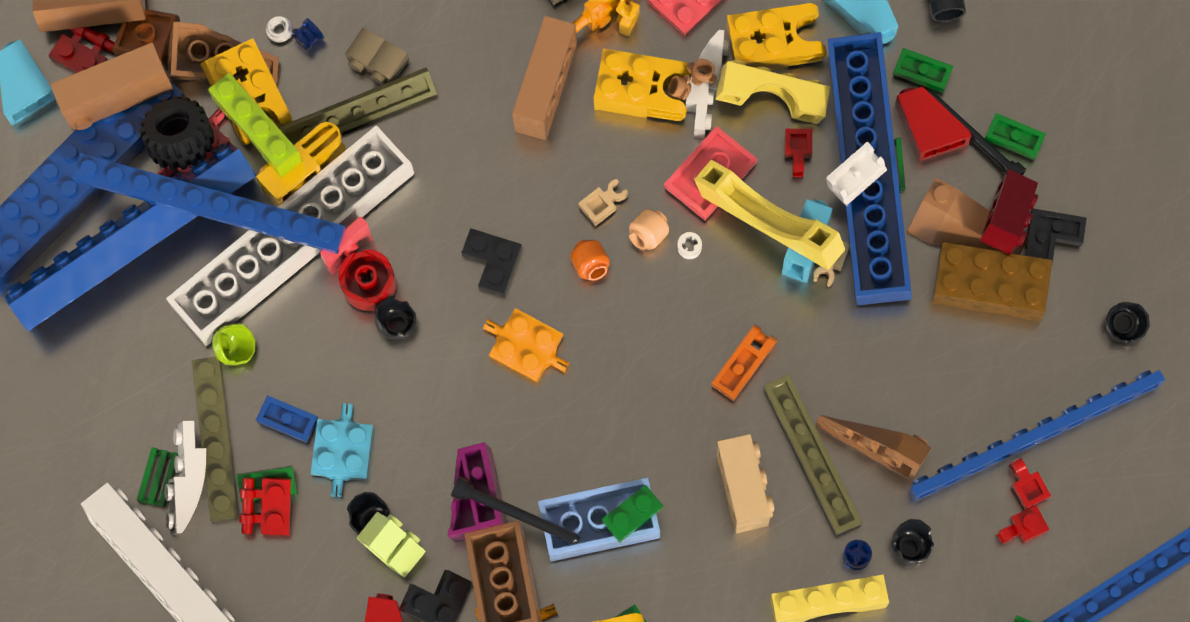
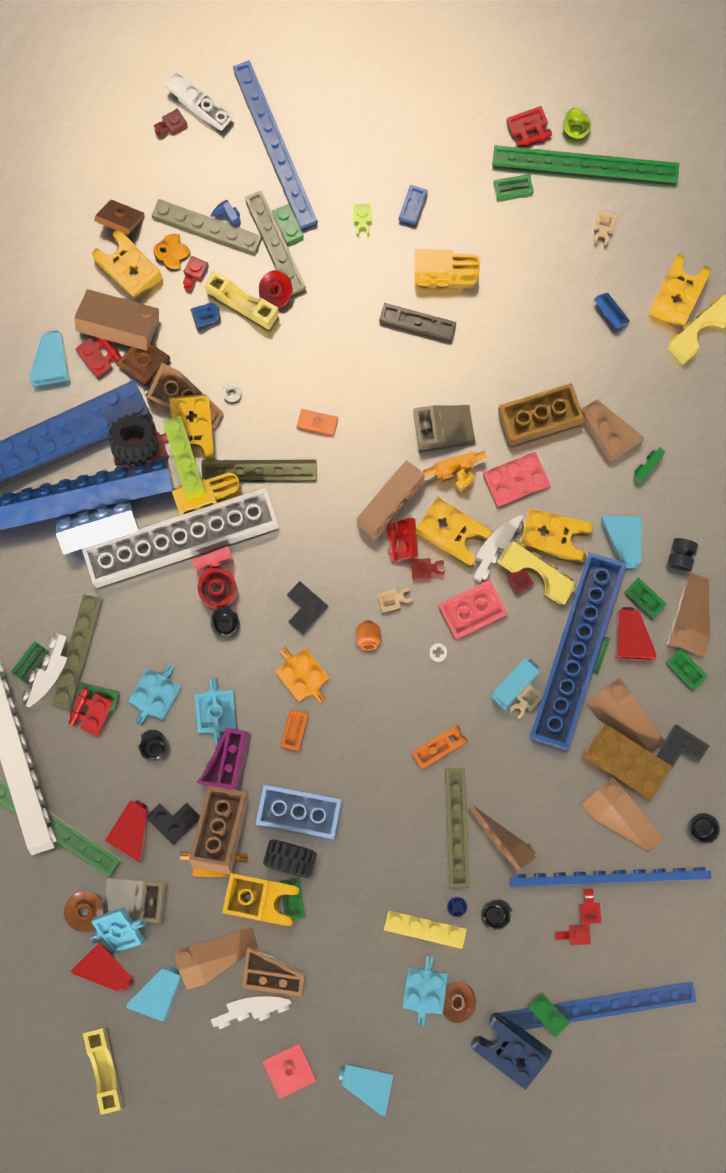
camera: 25 degrees right, 5 degrees up
(111, 87) = (102, 392): medium nougat brick -> none
(172, 263) = (95, 526): none -> brick
(209, 203) = (133, 498): blue plate -> none
(233, 344) = (113, 595): lime hair -> none
(287, 419) = (128, 659): blue plate -> none
(307, 34) = (248, 404): clear blue wheel -> none
(376, 57) = (287, 438): dark tan brick -> none
(391, 544) = (158, 771): yellowish green piece -> none
(406, 22) = (317, 422): none -> orange plate
(431, 437) = (215, 711): none -> medium azure plate
(464, 490) = (220, 759): black piece -> none
(546, 419) = (294, 730): none -> orange plate
(588, 119) = (407, 539): none -> red plate
(613, 581) = (289, 858): none -> black tyre
(625, 148) = (423, 568): none -> clear red plate
(632, 513) = (320, 819): green plate -> none
(648, 229) = (415, 631): light nougat head -> none
(679, 87) = (476, 544): medium nougat plate -> none
(702, 66) = (498, 536): medium nougat plate -> none
(744, 483) = (403, 829): tan brick -> none
(753, 112) = (520, 580): none -> dark red plate
(798, 146) = (539, 616): red plate -> none
(800, 234) = (504, 675): light yellow arch -> none
(856, 174) = (565, 654): white hinge -> none
(983, 144) = (674, 691): black piece -> none
(992, 72) = (692, 619): none -> medium nougat wedge
(1010, 212) = (658, 721): dark red brick -> none
(1012, 349) = (618, 812): none -> medium nougat wedge

